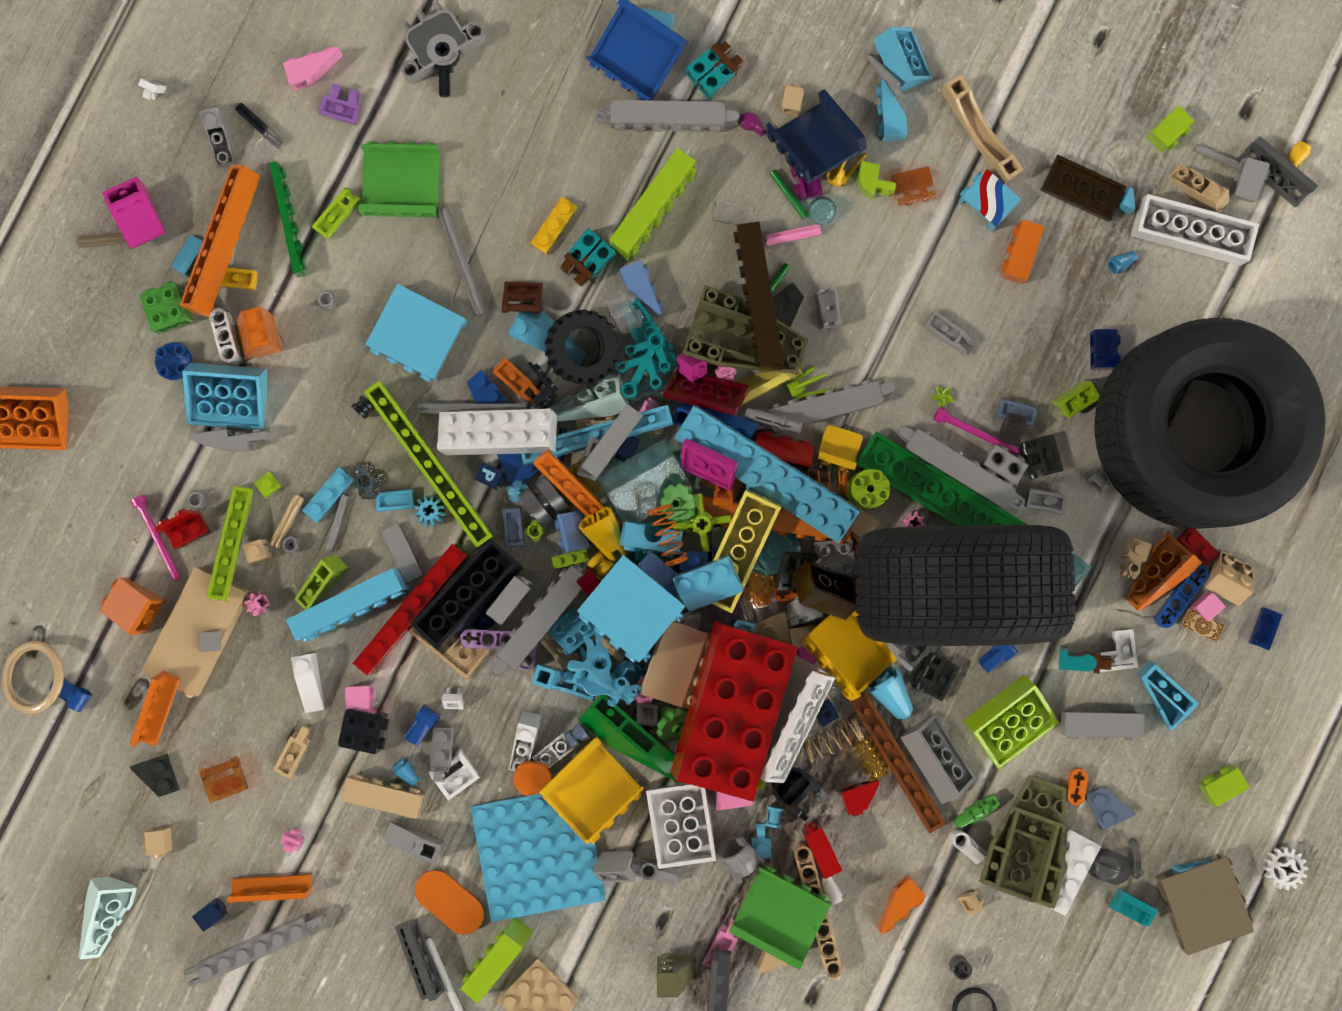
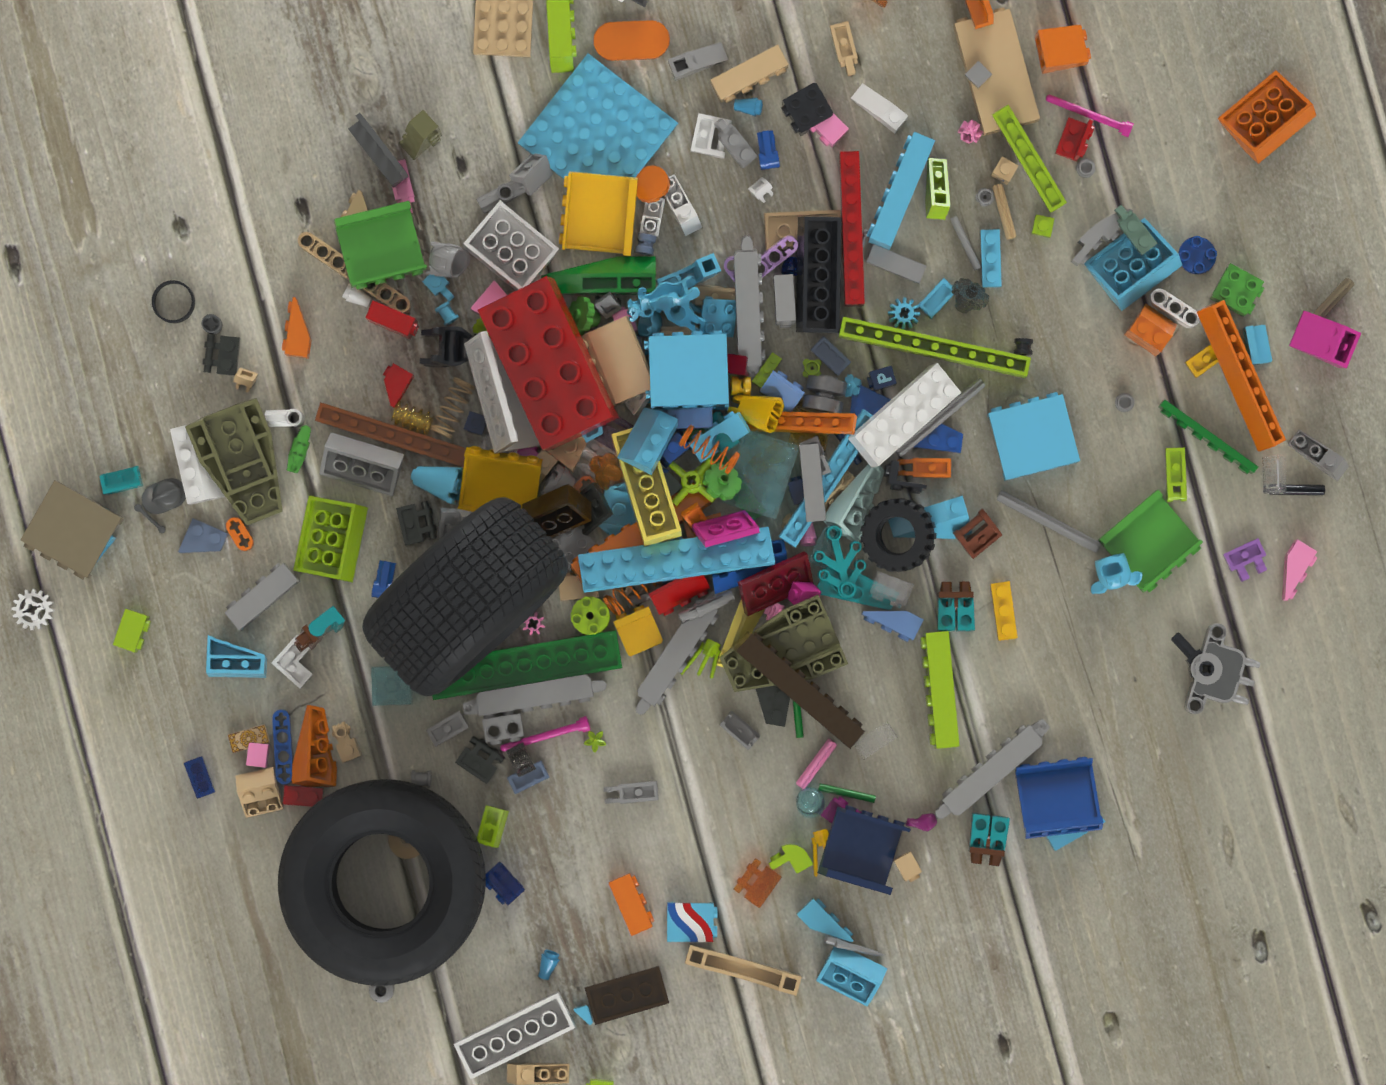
camera: 135 degrees right, 0 degrees up
(199, 418) = (1135, 230): none -> sand green hinge
(447, 179) = (1114, 573): none -> medium azure piece
(967, 932) = (227, 356): none -> pearl dark grey plate

